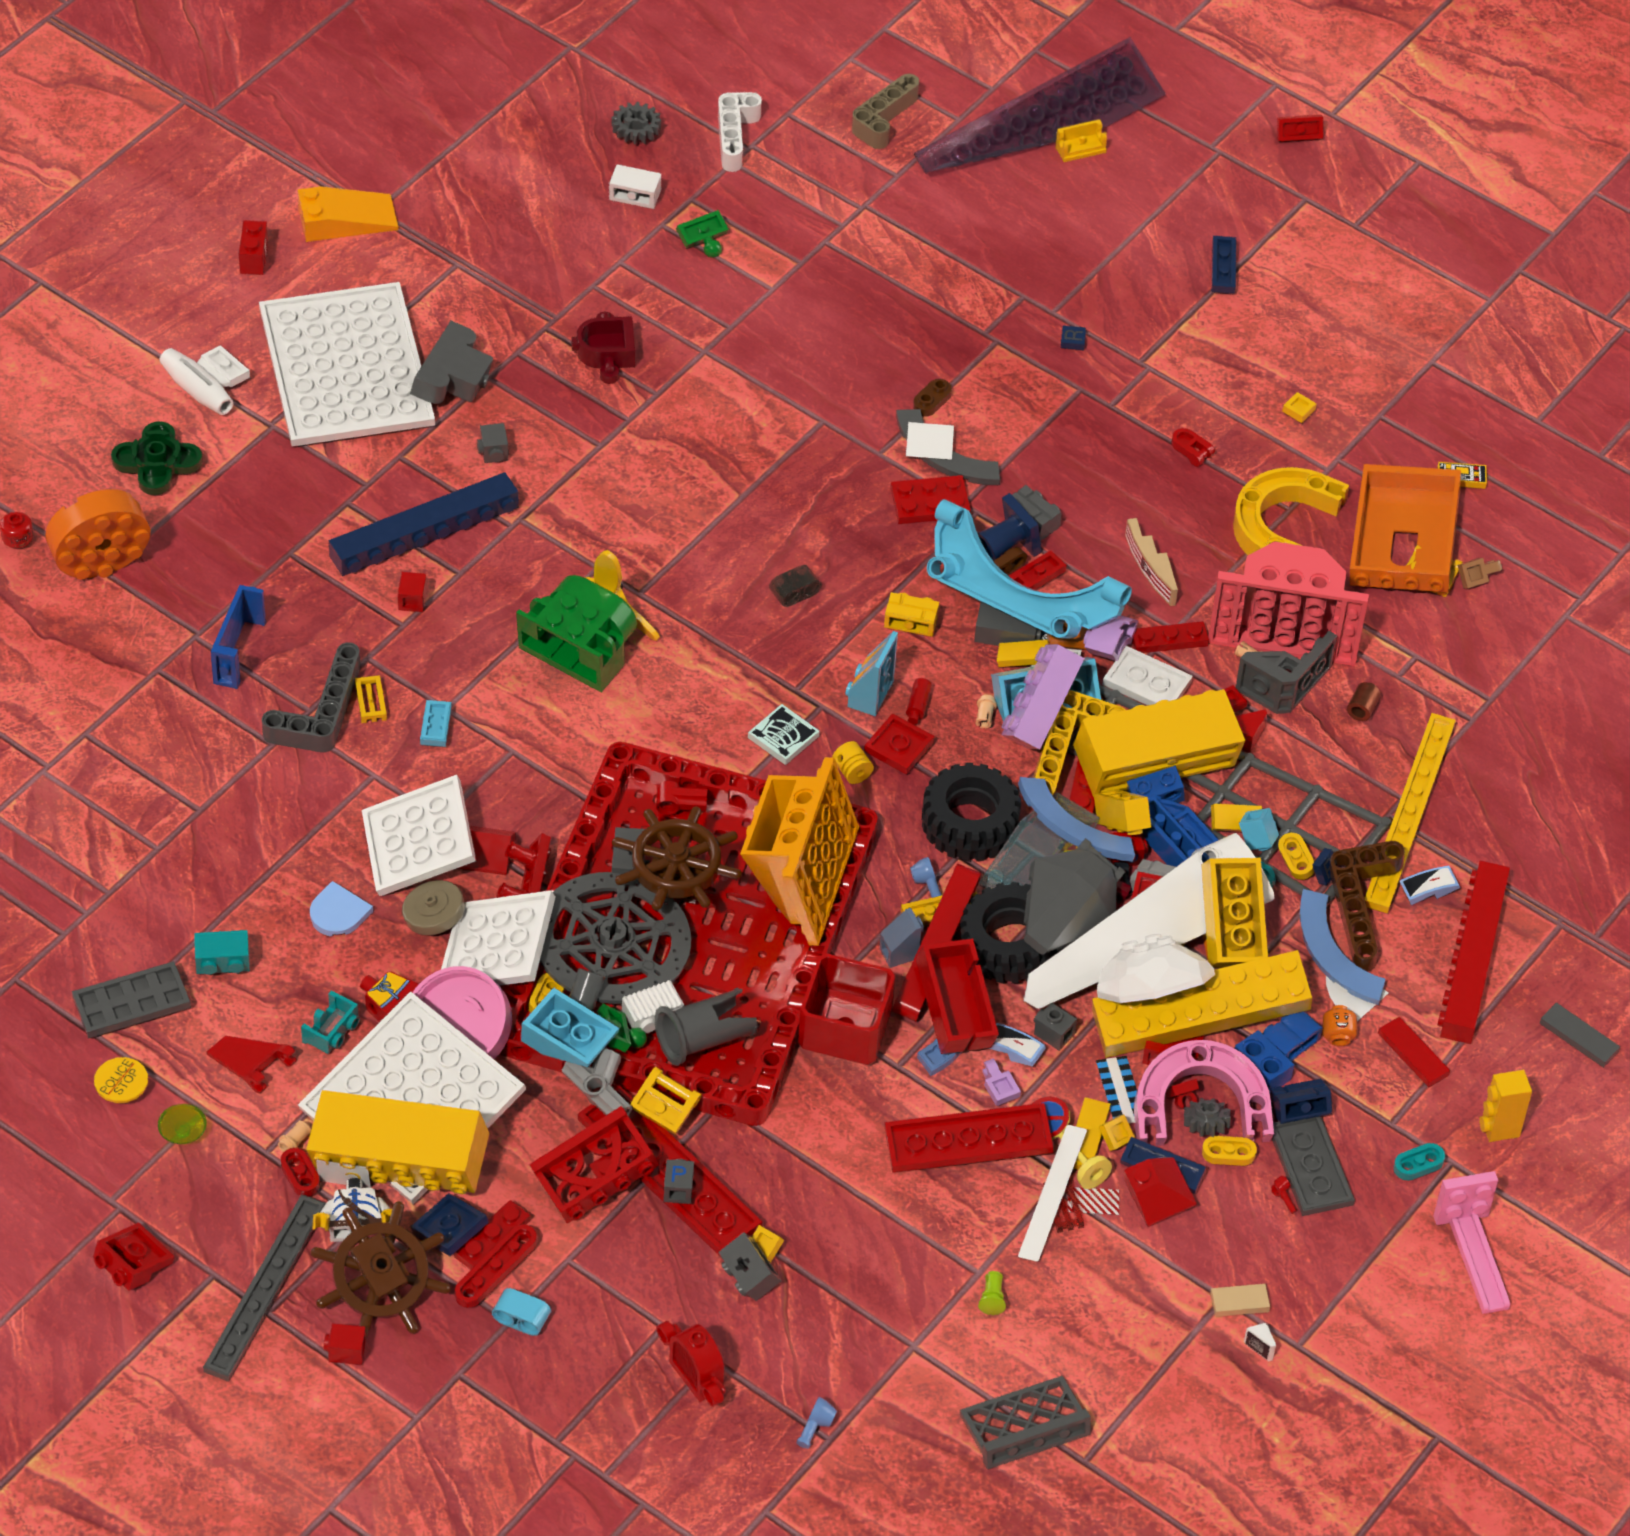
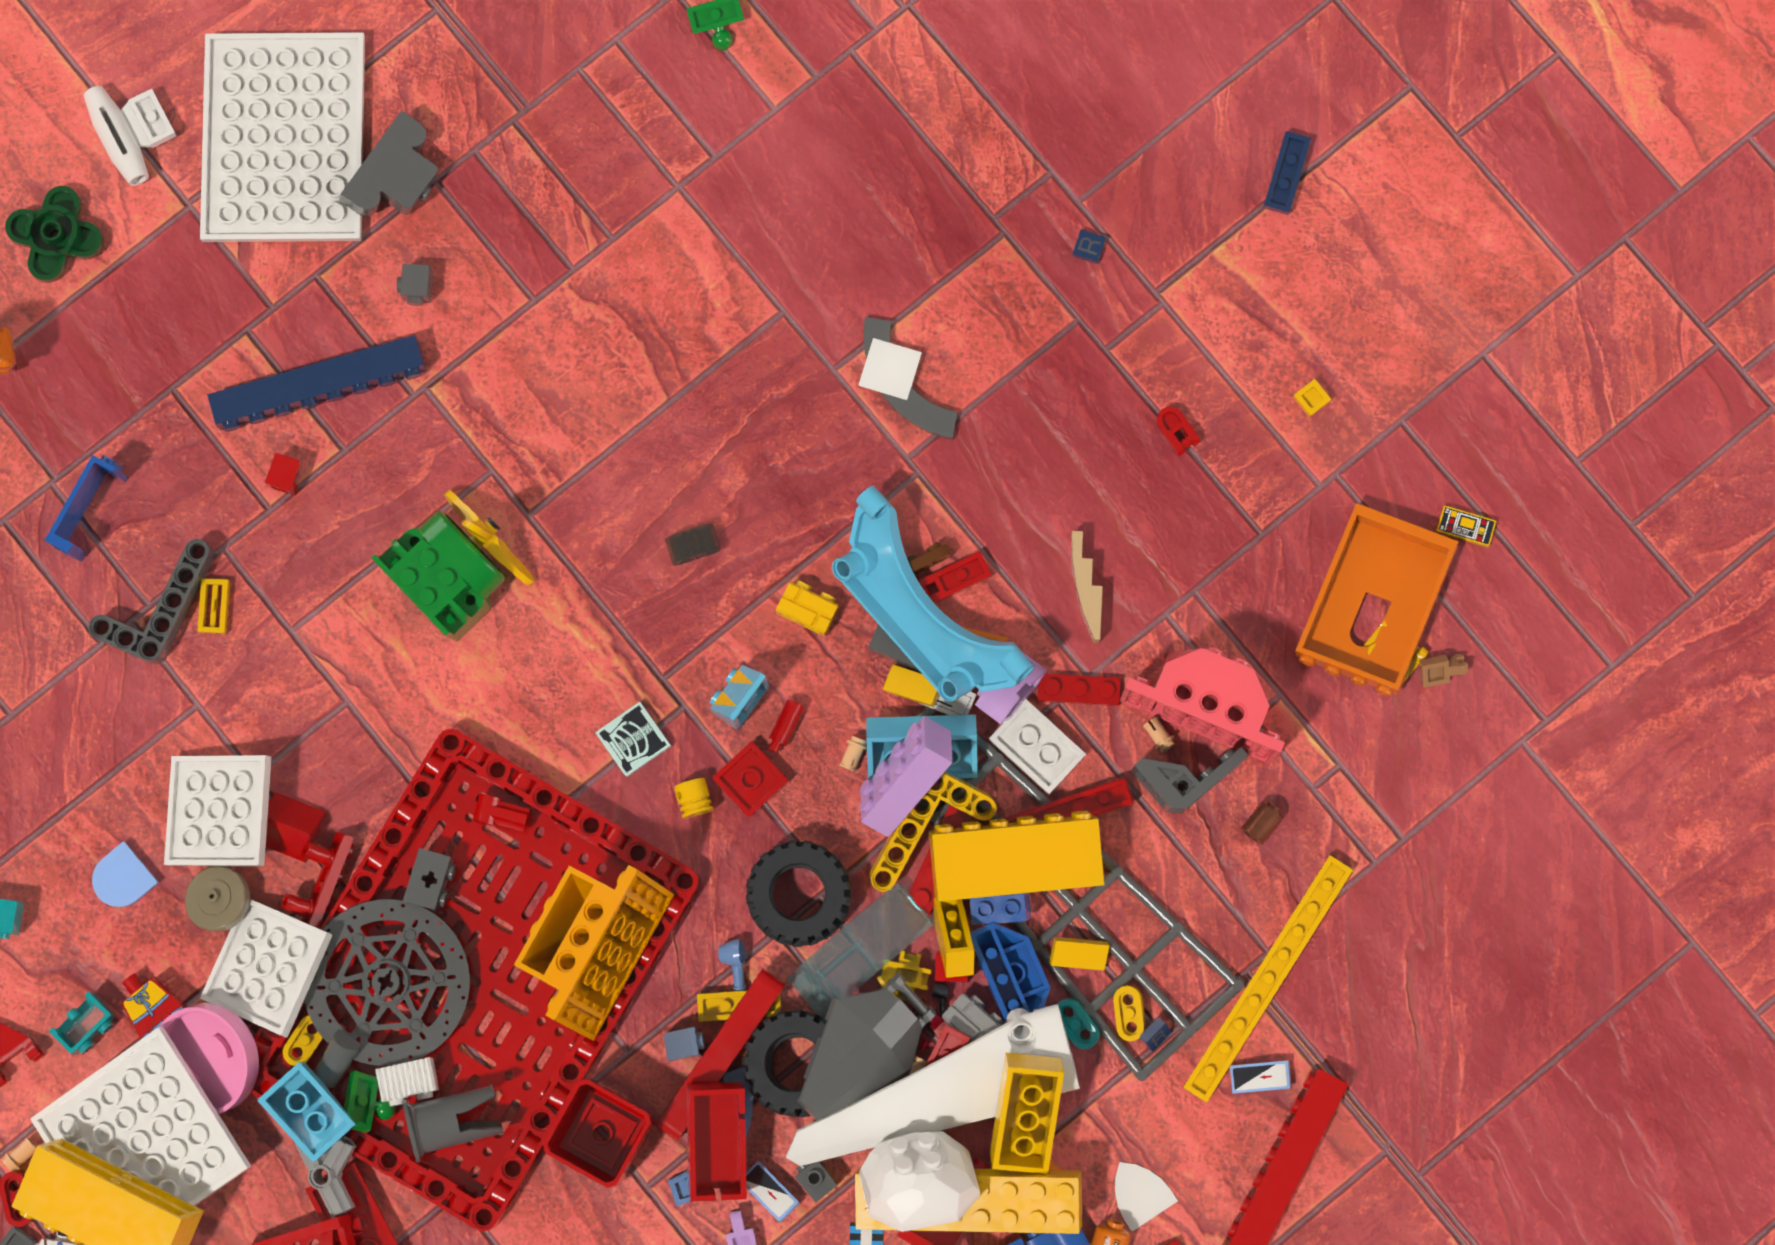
camera: 20 degrees right, 30 degrees up
(435, 723) = (272, 655): medium azure plate -> none
(606, 345) = (570, 162): dark red piece -> none
(660, 1107) = (385, 1207): yellow plate -> none
(676, 870) = (466, 914): reddish brown piece -> none
(918, 498) = (871, 448): red plate -> none
(932, 397) = (911, 303): reddish brown plate -> none
(1014, 529) = (938, 523): dark blue plant -> none
(1045, 514) = (976, 493): dark grey brick -> none
(1069, 828) = (888, 944): medium blue tile -> none
(1252, 726) = (1122, 837): red slope -> none
(1259, 829) = (1096, 978): medium azure brick -> none
(1282, 486) = (1236, 512): yellow piece -> none
(1329, 956) = (1125, 1144): medium blue tile -> none
(1354, 899) = (1173, 1088): reddish brown beam -> none

